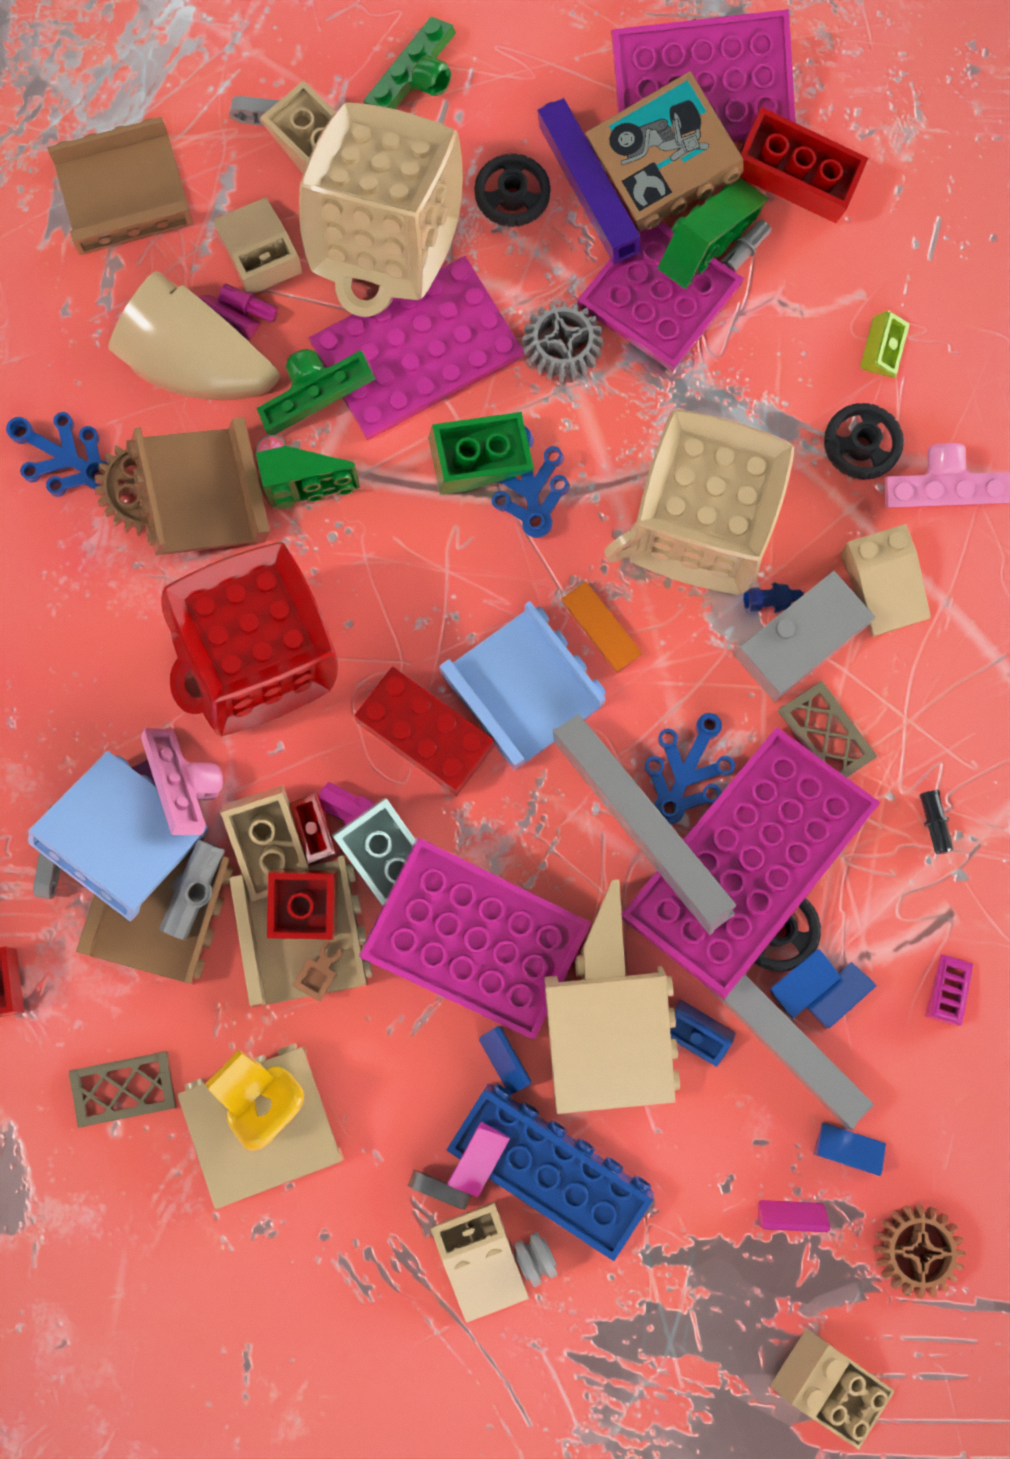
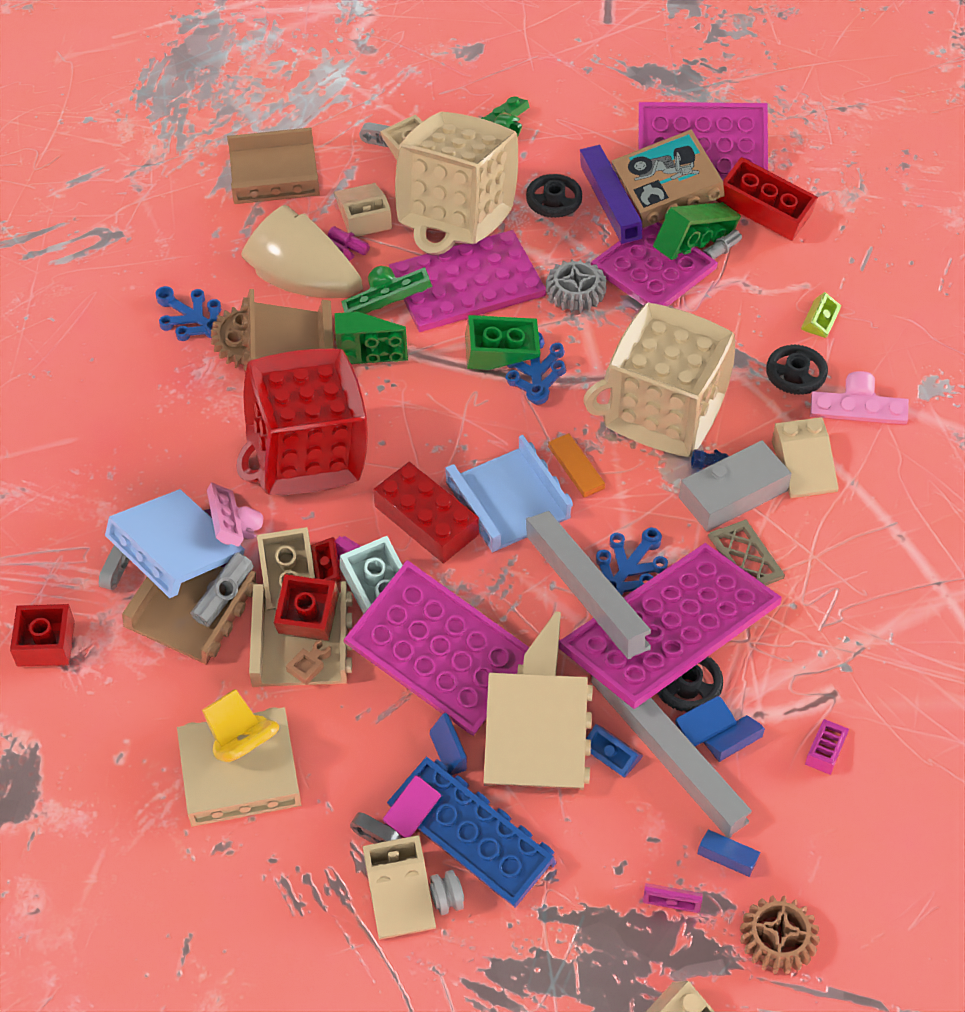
camera: 10 degrees right, 25 degrees down
(142, 1107) = (144, 744): dark tan window -> none
(936, 822) = (828, 623): black axle -> none

